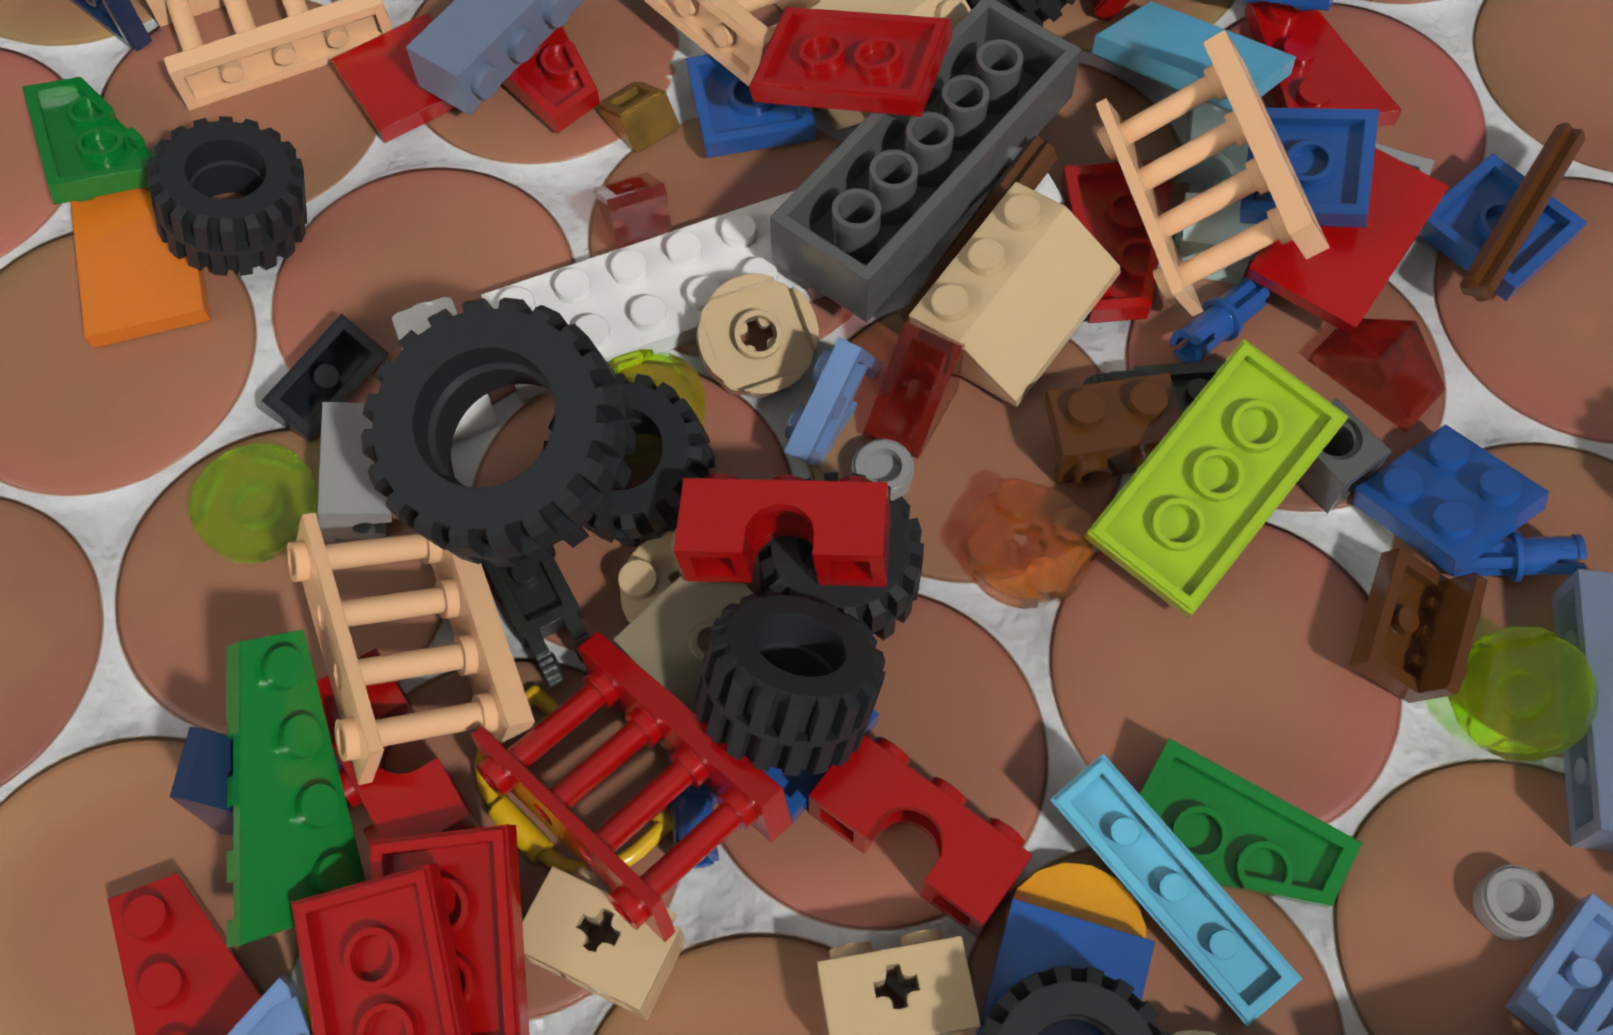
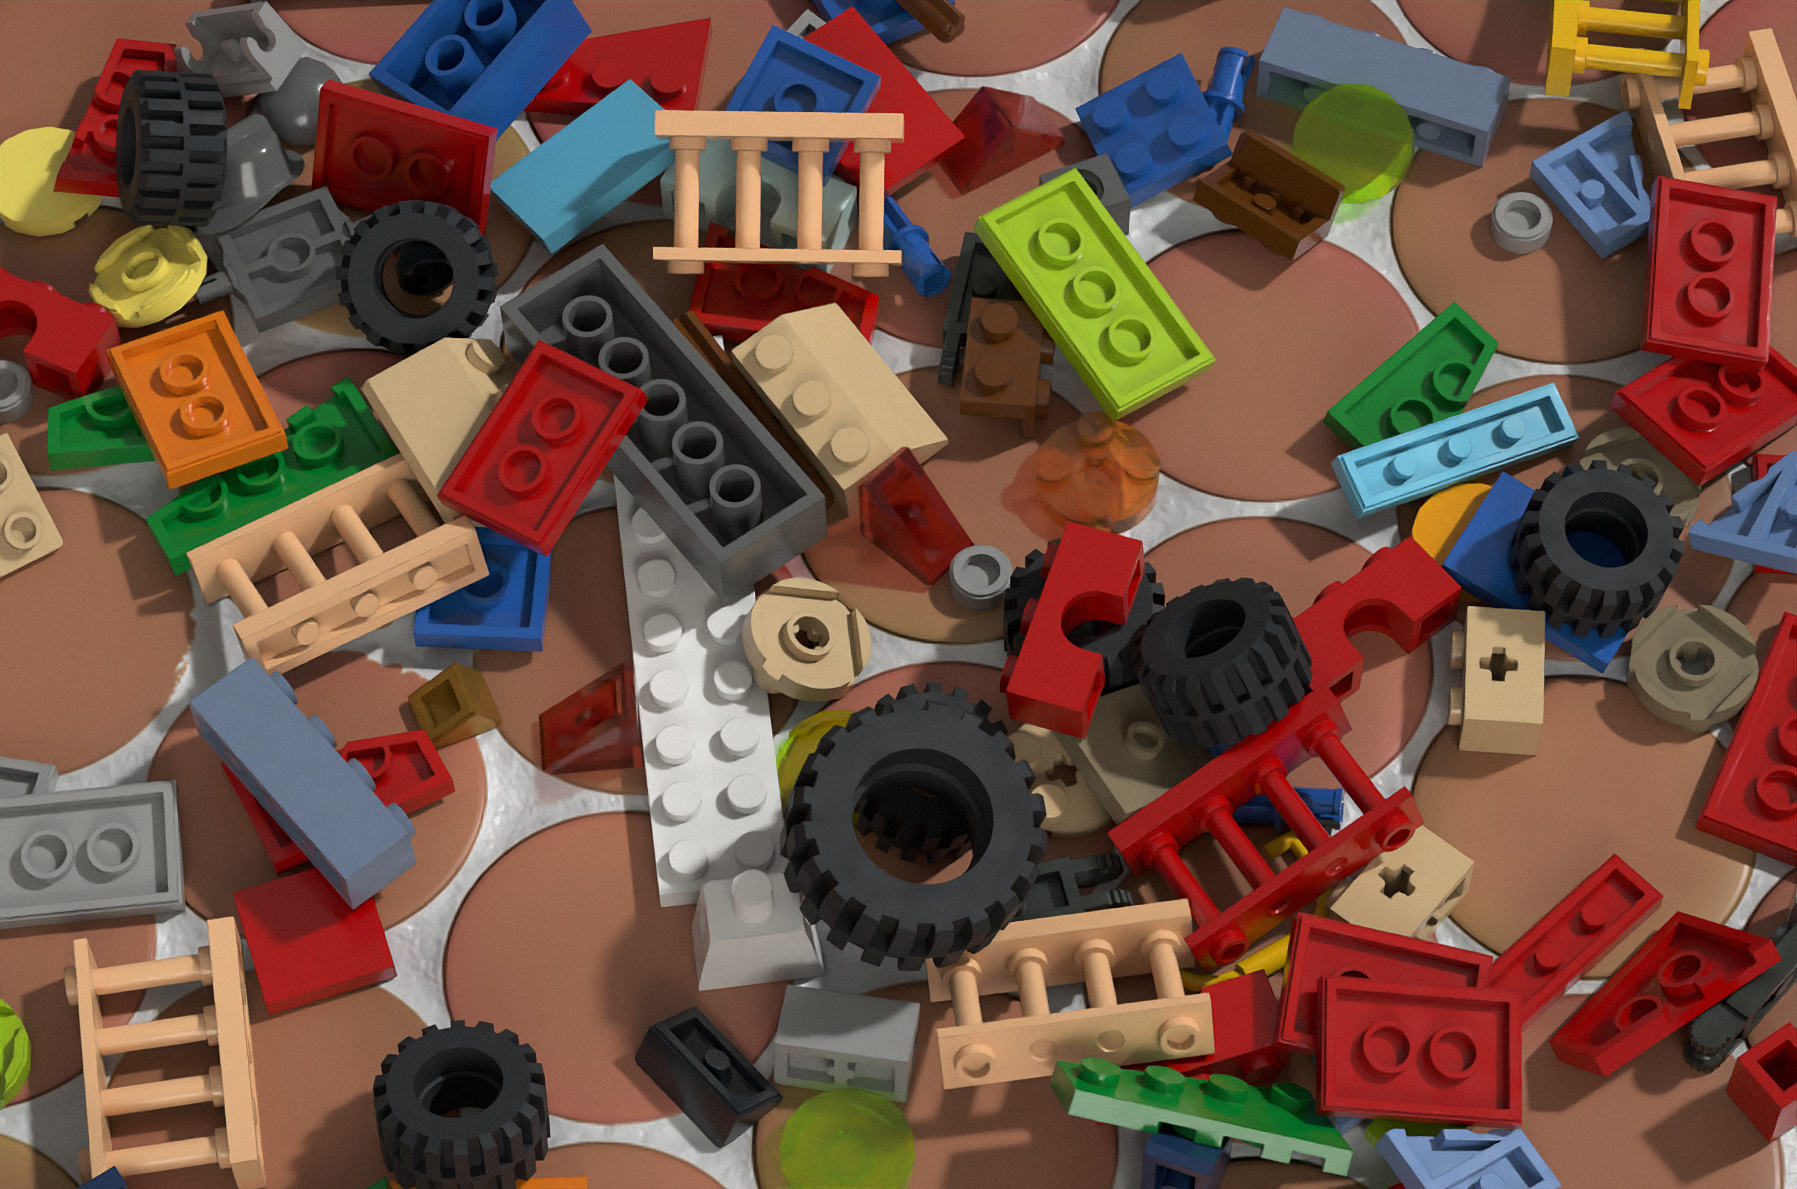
camera: 75 degrees left, 5 degrees down
(831, 405) = (906, 588): medium blue wing -> none

